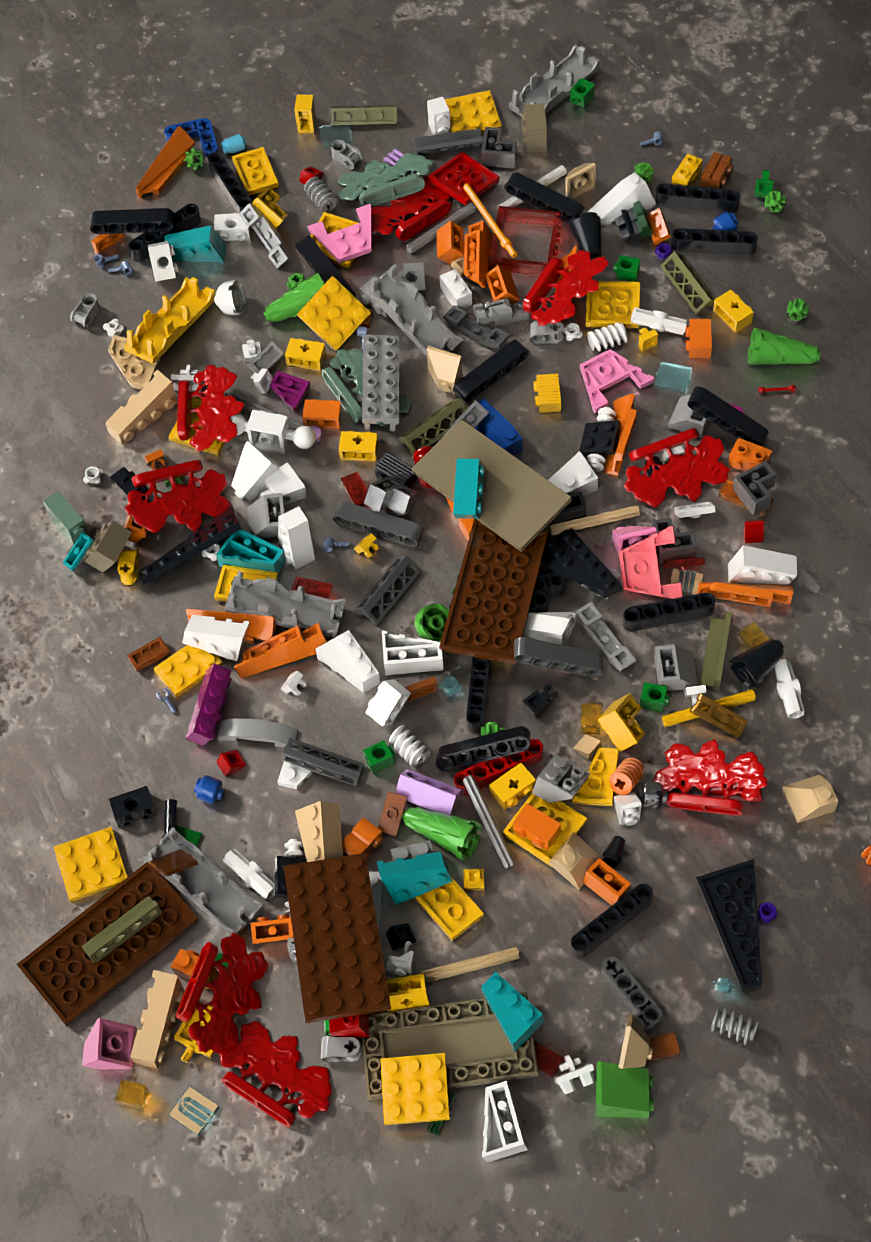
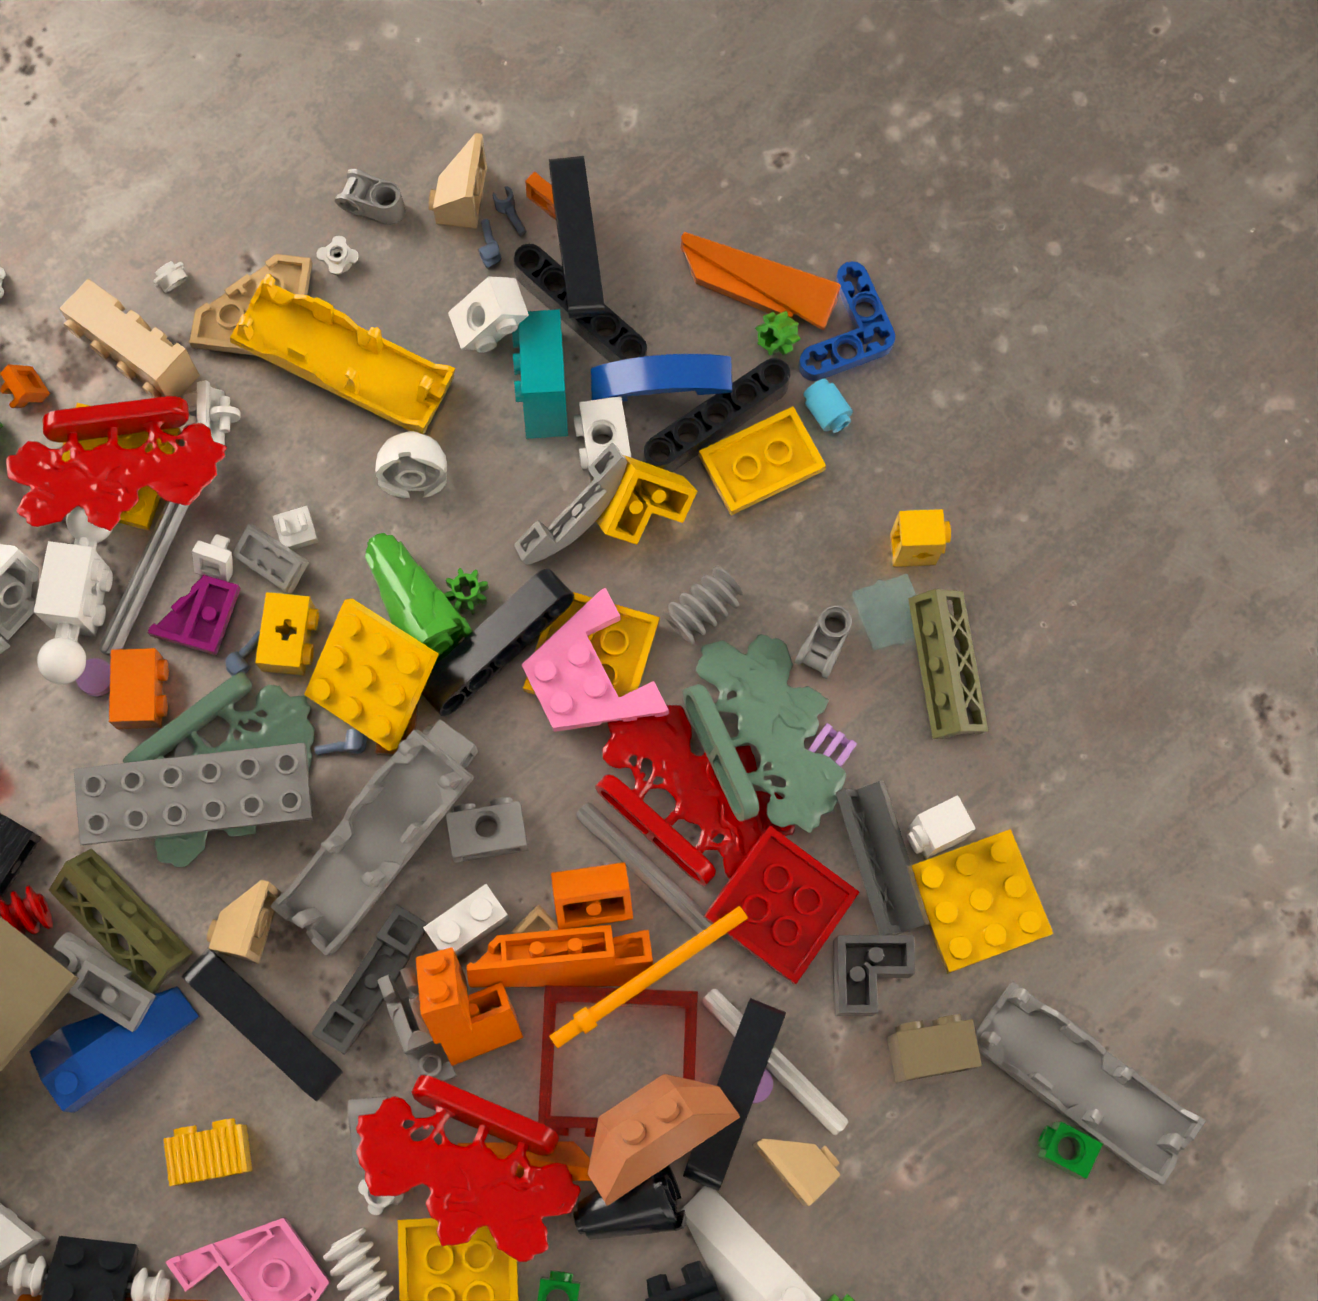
camera: 75 degrees right, 15 degrees up
(92, 268) = (461, 187): none -> tan slope
(109, 395) = (170, 276): none -> white plate
(208, 198) = (662, 375): none -> blue slope
(308, 173) = (768, 577): red slope -> none
(316, 377) = (236, 660): none -> sand blue hand
(358, 446) = (50, 755): yellow brick -> none
(488, 288) = (443, 995): none -> orange brick
(558, 220) = (654, 1131): none -> nougat wedge

